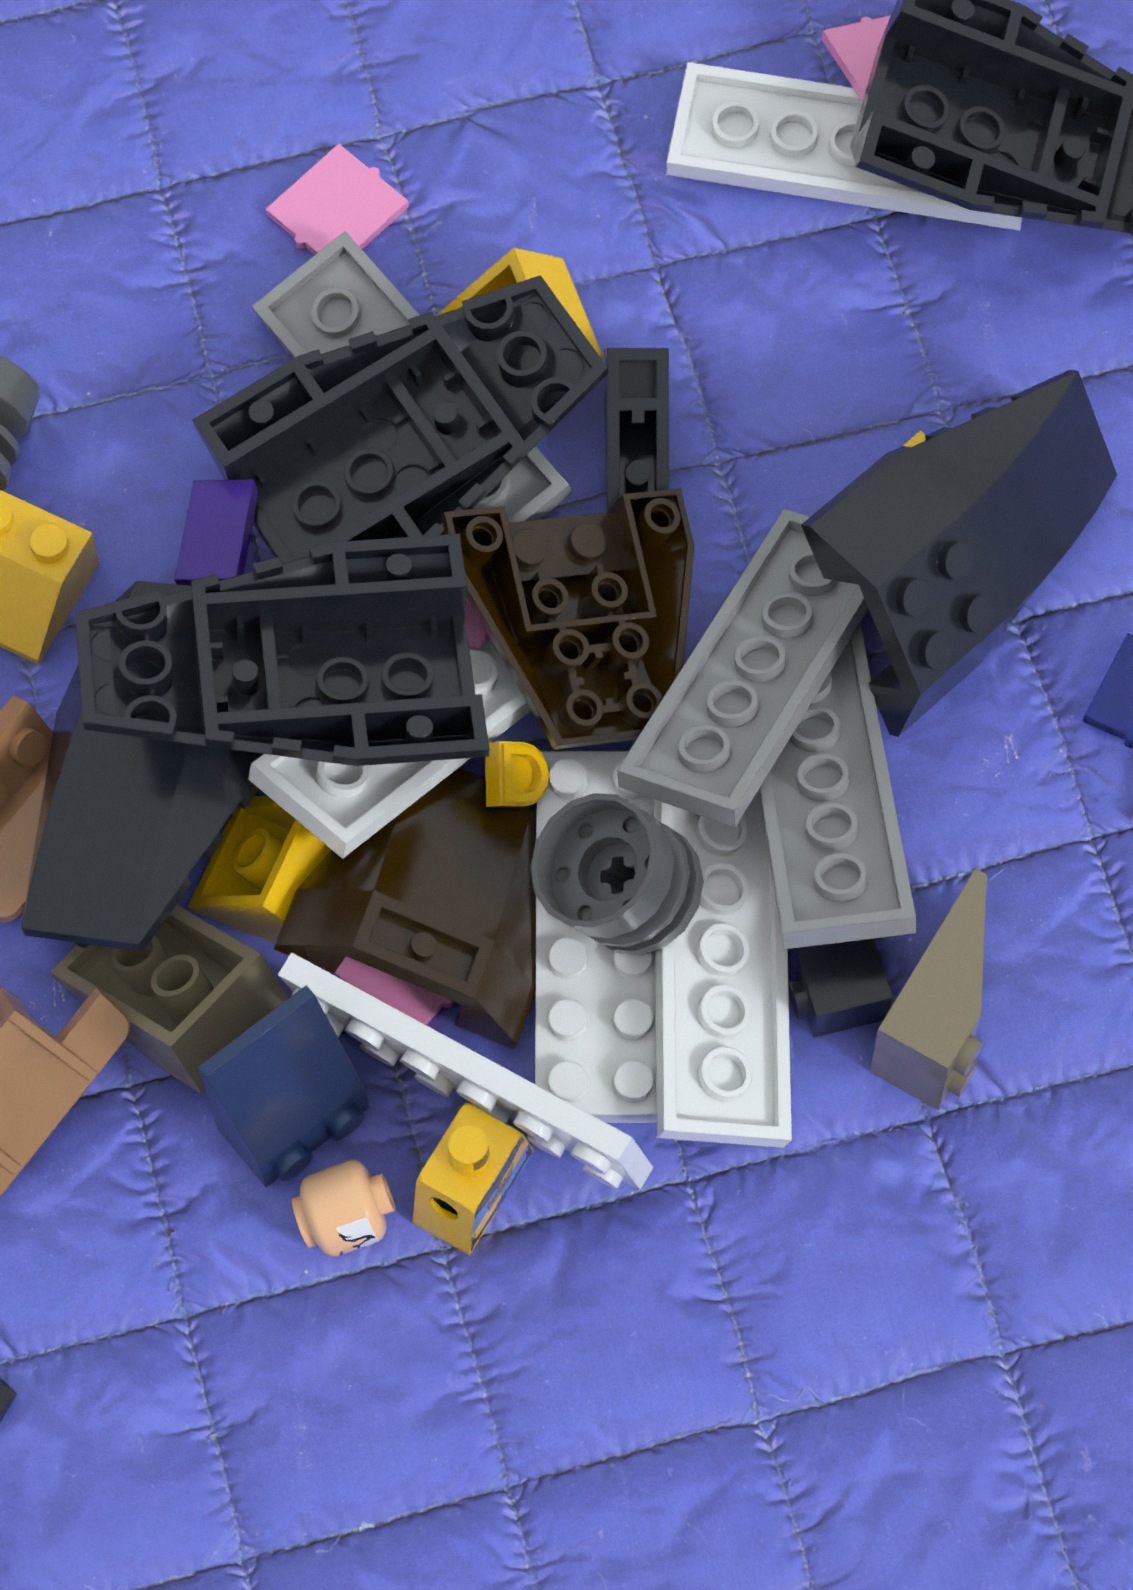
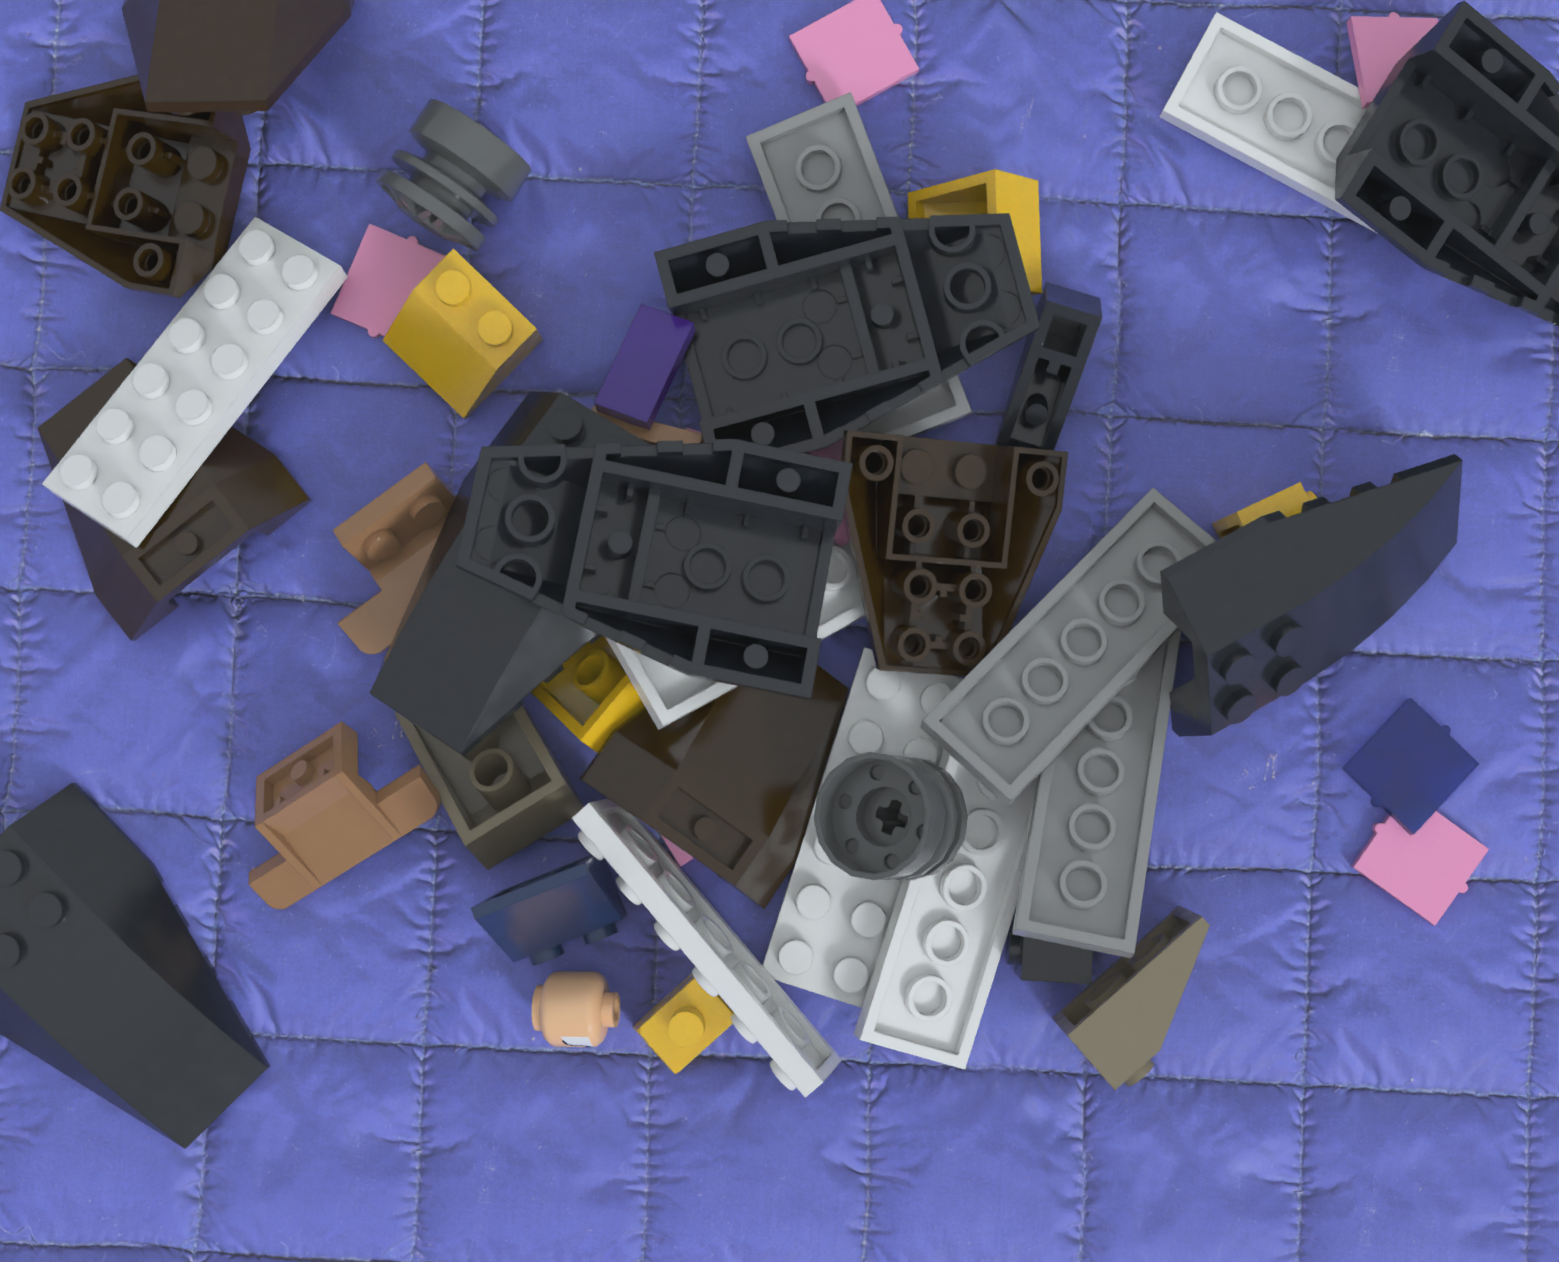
camera: 20 degrees right, 20 degrees up
(515, 774) = (839, 673): yellow tile -> none

